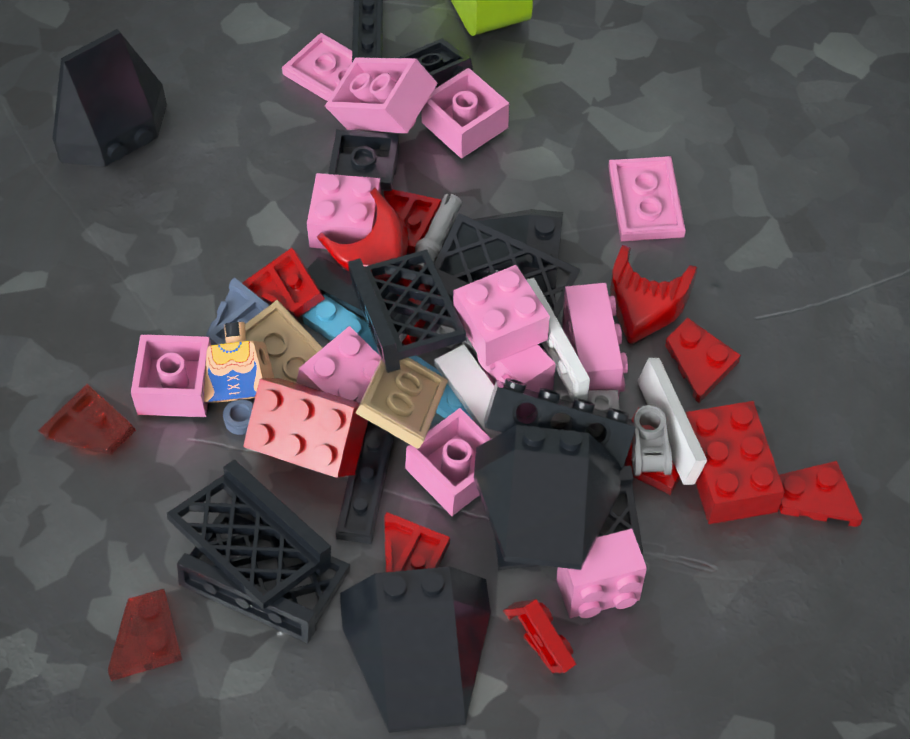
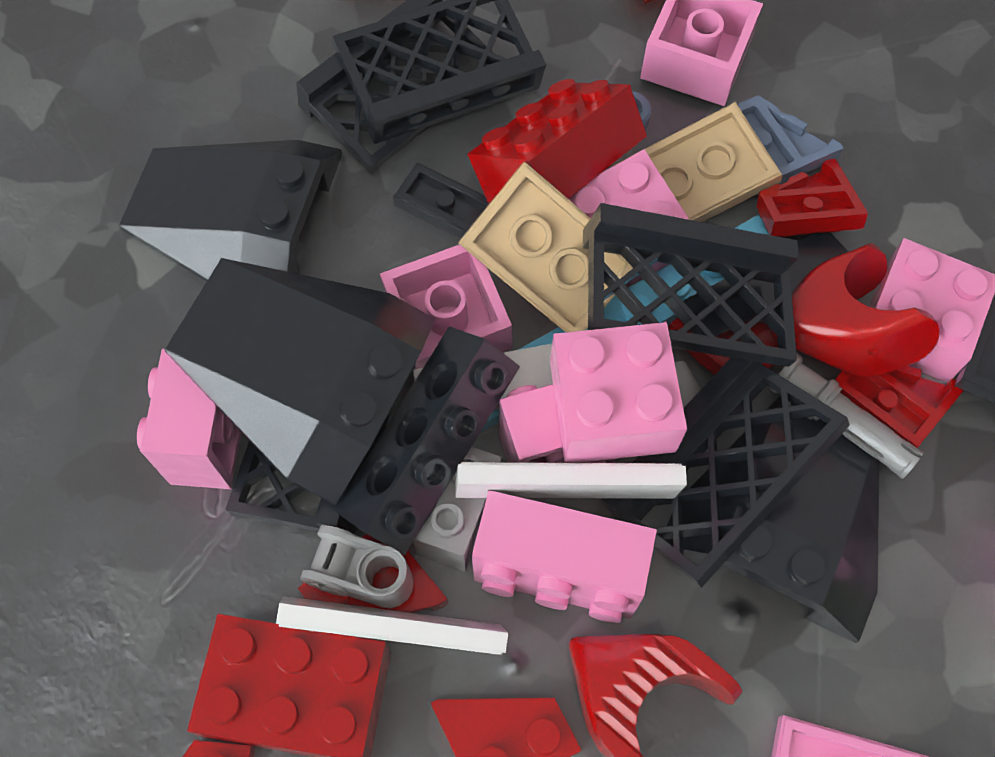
camera: 110 degrees right, 10 degrees up
(235, 367) = (683, 100): torso -> none
(412, 545) = (352, 231): red wing -> none
(541, 635) = (147, 327): red wing -> none

